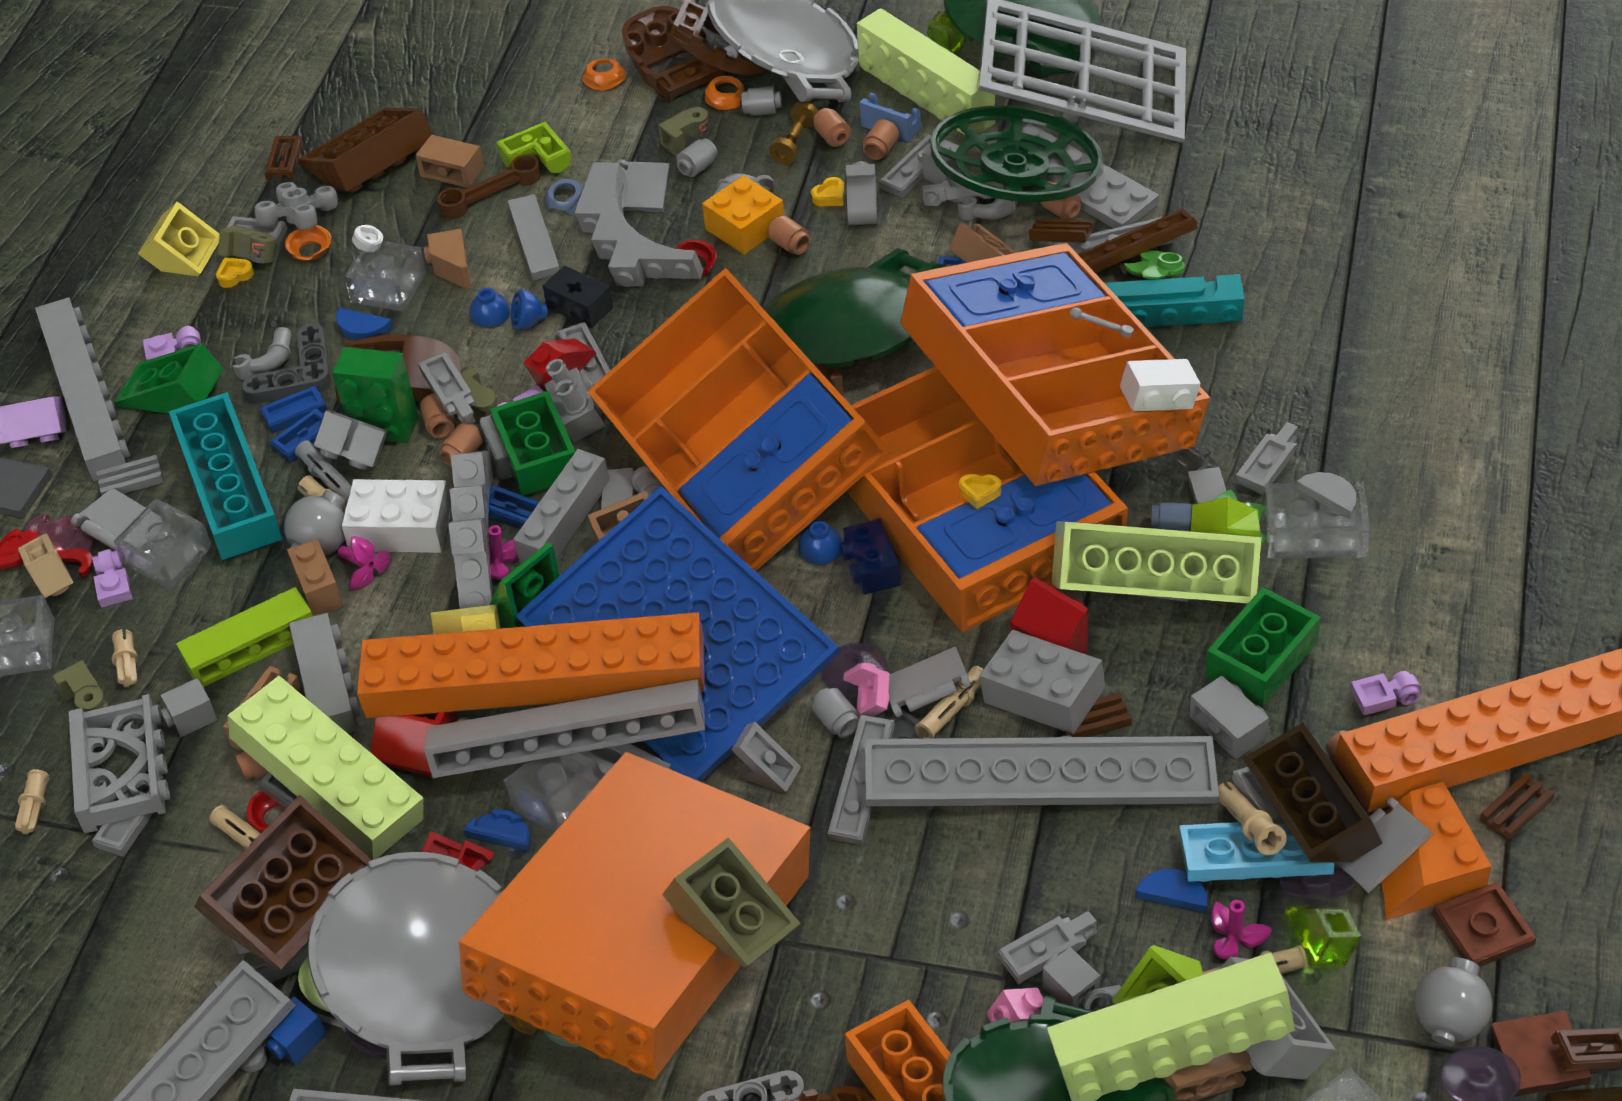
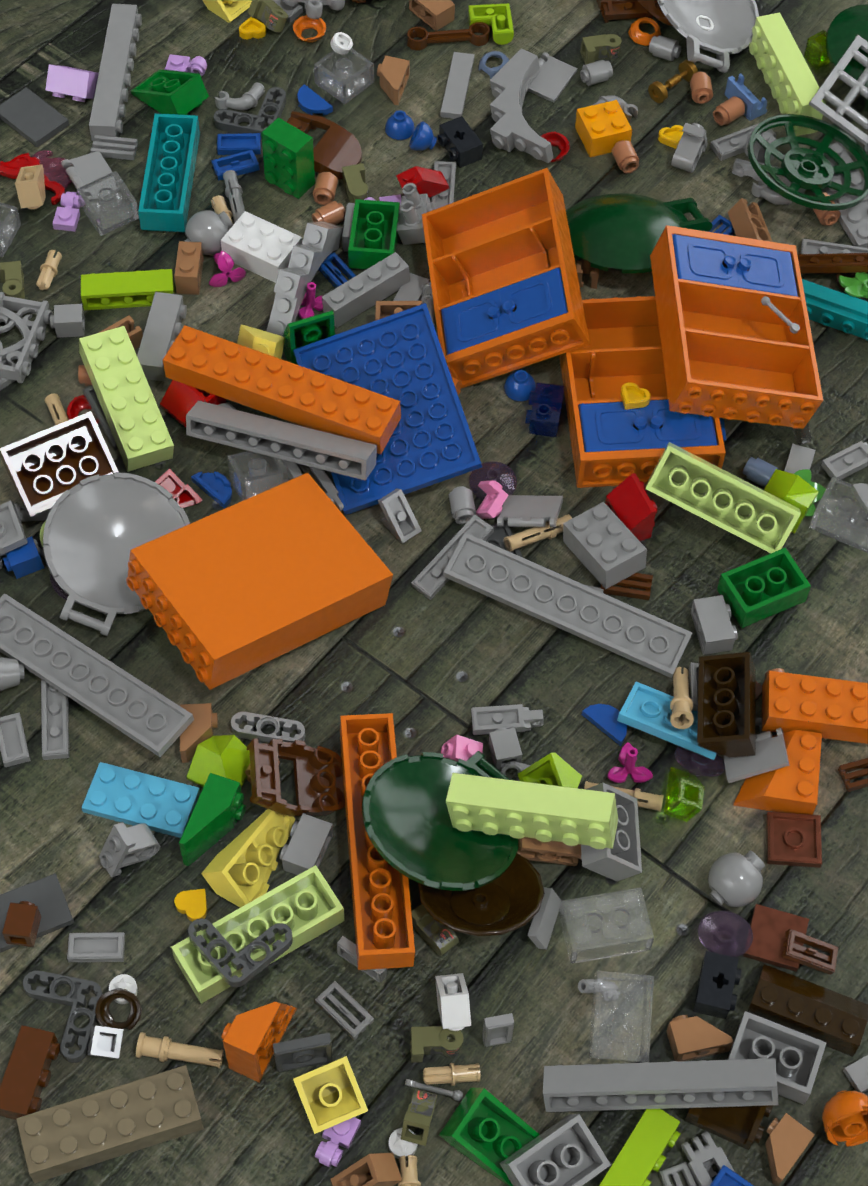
camera: 20 degrees right, 10 degrees up
(351, 439) = (259, 181): light grey piece -> none
(448, 386) = (338, 171): light grey hinge -> none
(730, 904) = (307, 603): olive slope -> none
(1061, 230) = (813, 231): reddish brown tile -> none
(1160, 385) = (788, 377): white brick -> none
(1377, 694) = (821, 654): lavender plate -> none

